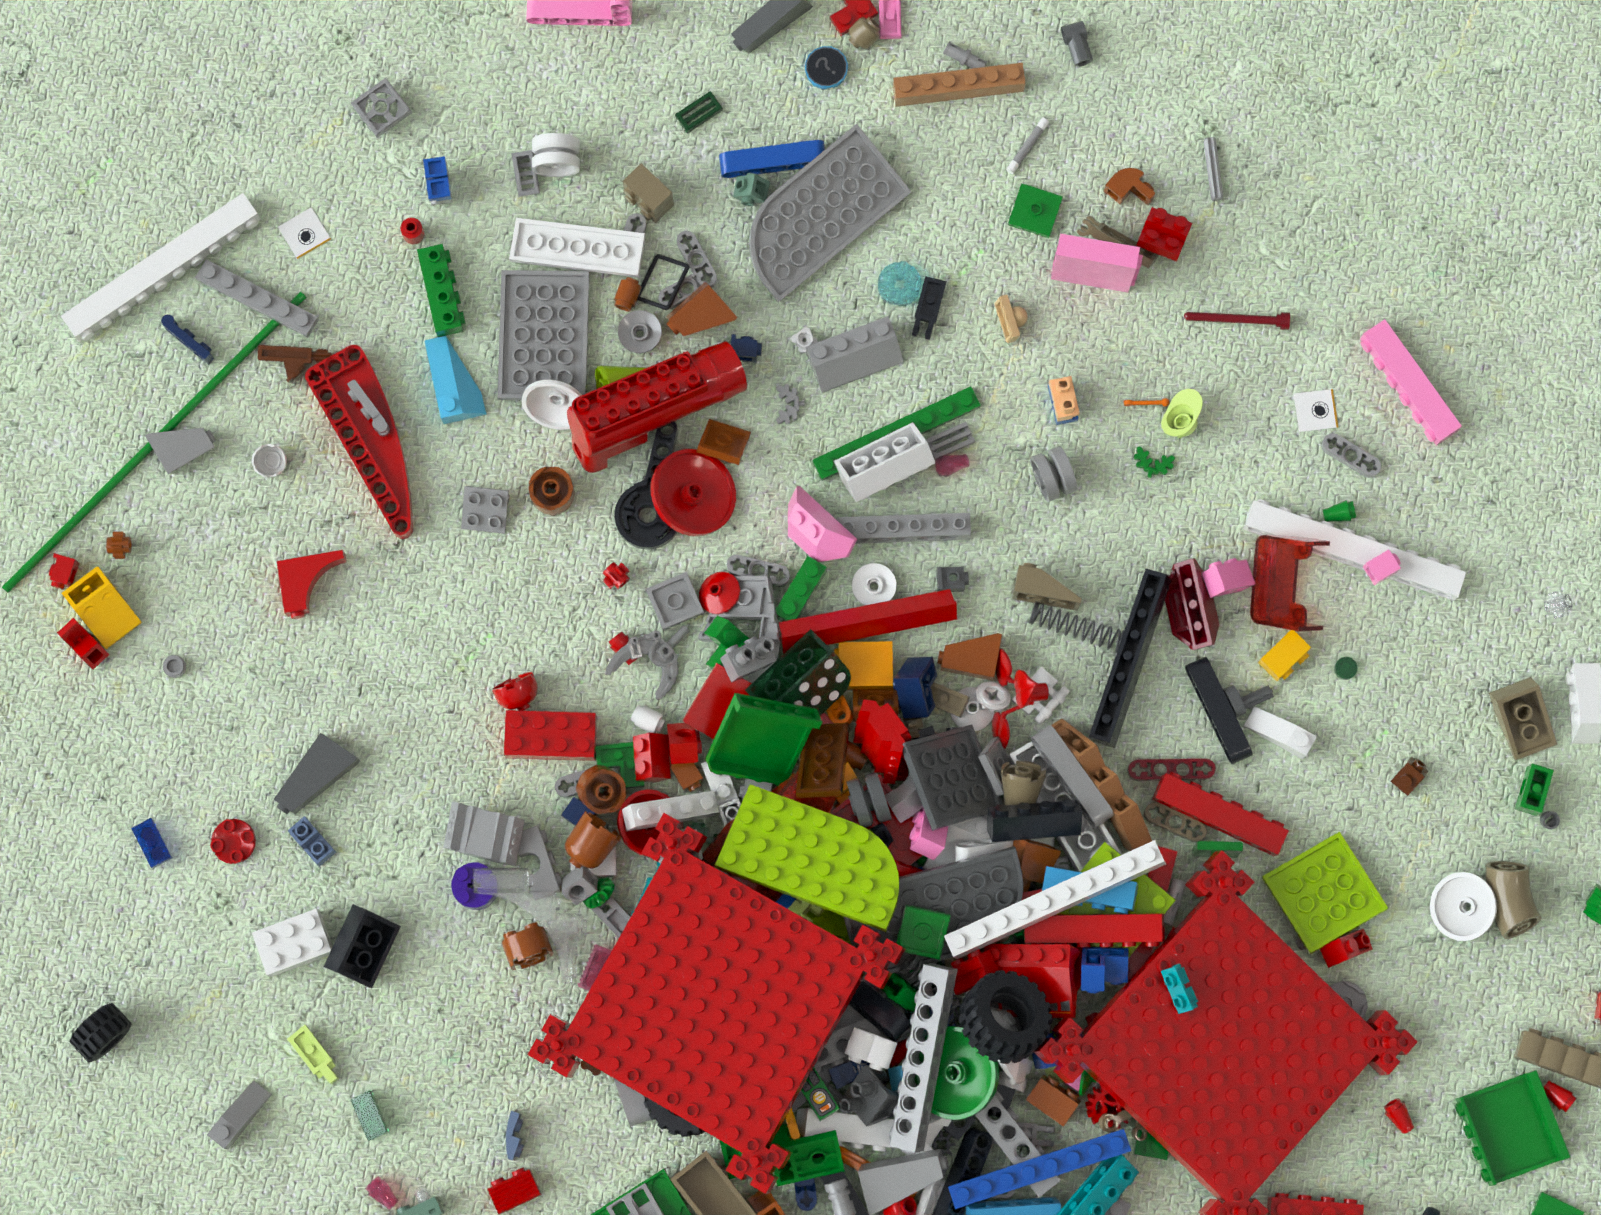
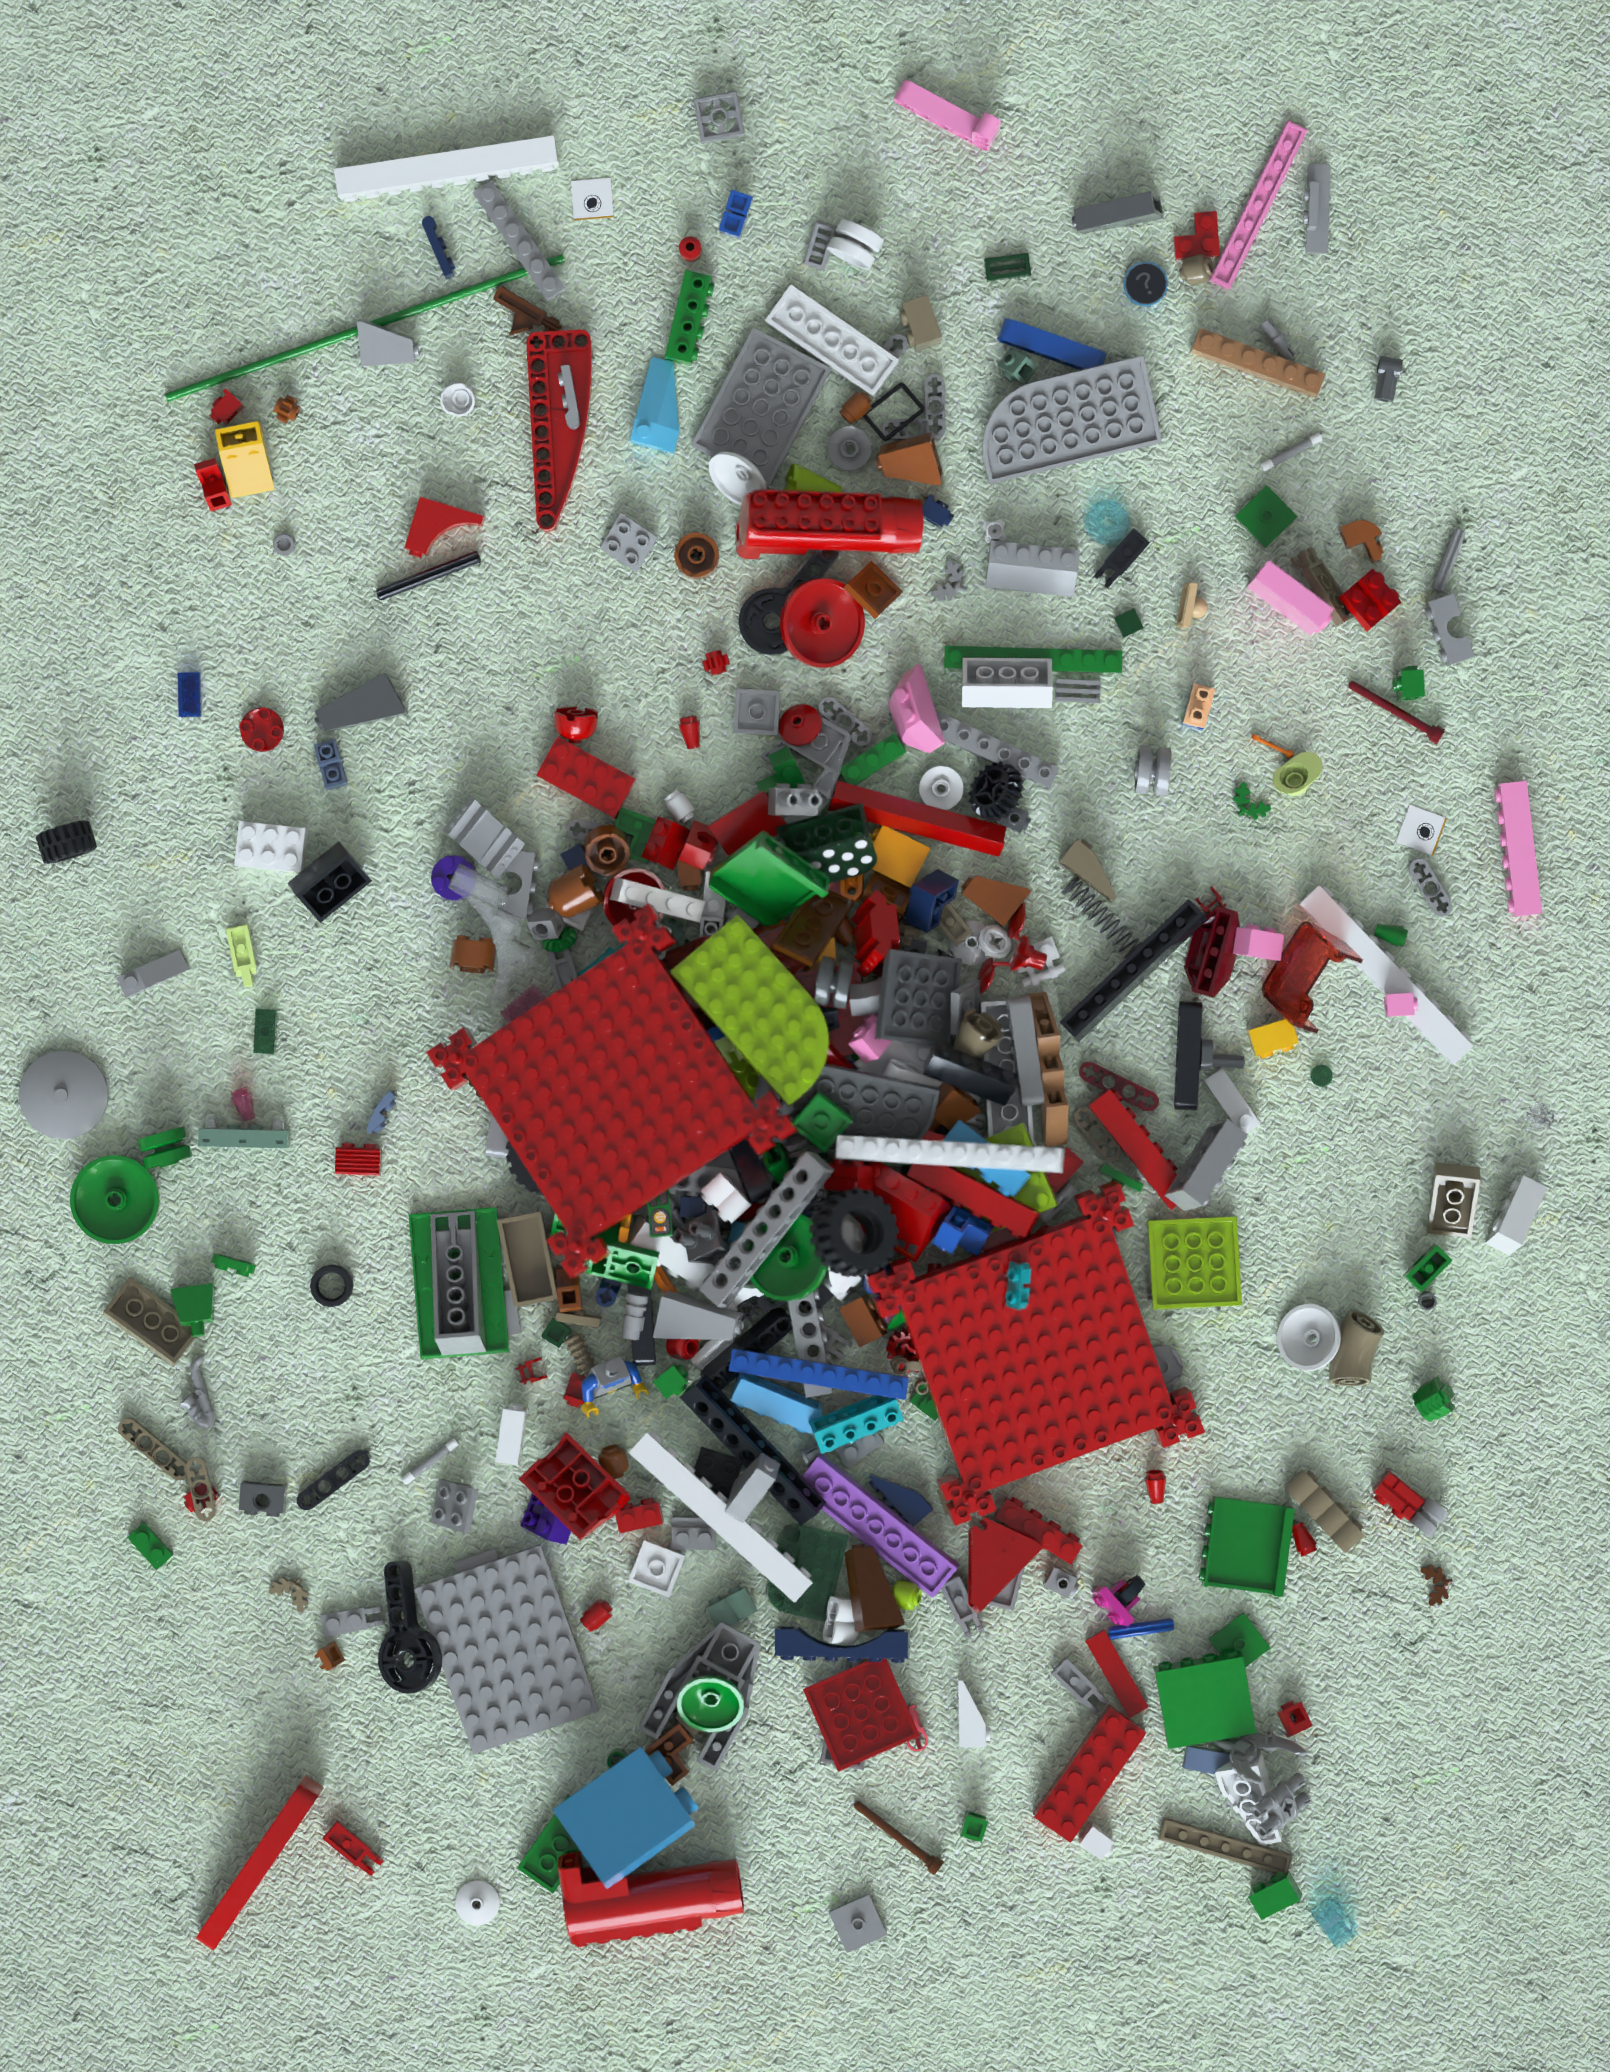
camera: 25 degrees right, 10 degrees up
(318, 629) = (428, 575): none -> black axle
(658, 651) = (719, 752): light grey bar -> none
(924, 561) = (996, 791): none -> black gear
(951, 464) = (1066, 713): clear pink cone -> none
(963, 360) = (1128, 623): none -> dark green tile
(1170, 560) = (1218, 899): none -> red piece
(1238, 288) = (1409, 684): none -> green brick
(1259, 240) = (1452, 649): none -> light grey arch
(1289, 796) = (1206, 1165): none -> light grey brick
(1346, 948) = (1188, 1320): red slope -> none
(1410, 775) = (1326, 1199): reddish brown bracket -> none

